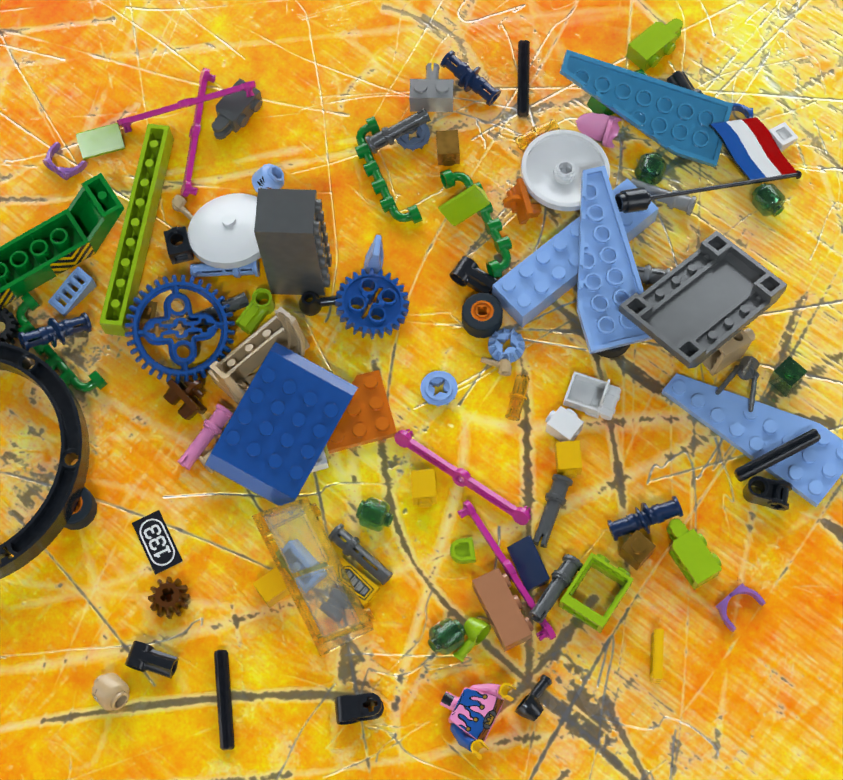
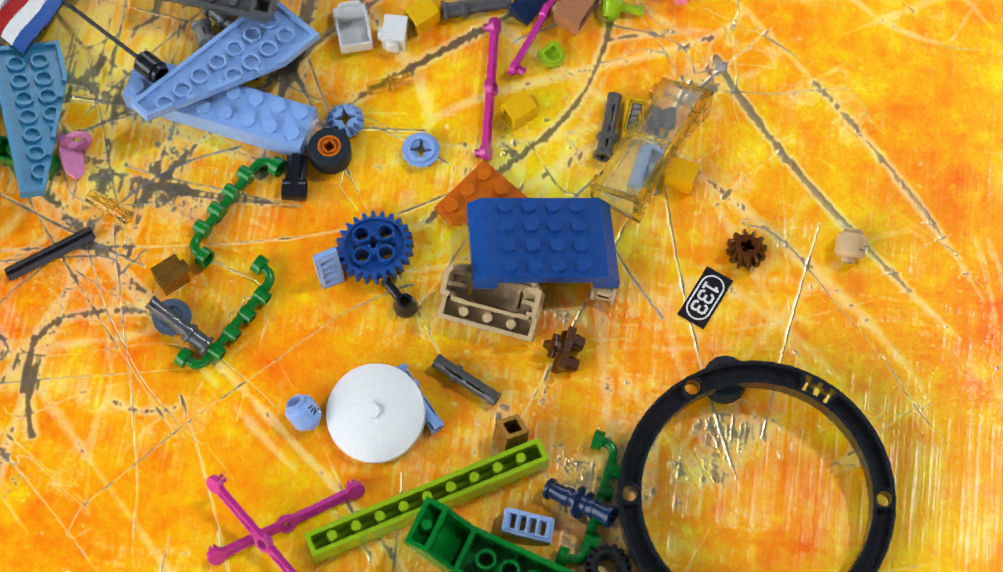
camera: 125 degrees left, 0 degrees up
(146, 658) = (806, 237): black piece -> none
(168, 330) = (508, 385): blue gear -> none
(178, 205) = (375, 488): tan hand -> none
(178, 253) = (419, 445): black brick -> none
(211, 428) = (577, 311): bright pink pin -> none
(224, 702) = (794, 160): black axle -> none
(234, 111) = (248, 495): dark grey hinge -> none
(254, 312) = (447, 342): lime piece -> none
(293, 241) = (375, 306): dark grey brick -> none
(353, 708) = (732, 56): black piece -> none
(374, 514) = (567, 134): clear green head -> none
(432, 92) = (116, 321): light grey brick -> none
(446, 636) = (632, 24): clear green head -> none
(464, 205) = (226, 221): lime slope -> none
(469, 78) = (79, 295): dark blue piece -> none
(504, 365) = (368, 109): tan hand -> none
(519, 202) = (192, 180): orange hips -> none
(555, 166) = (139, 157): white dish -> none
(650, 168) = (94, 91): clear green head -> none
(680, 202) = (116, 60): light grey pin -> none

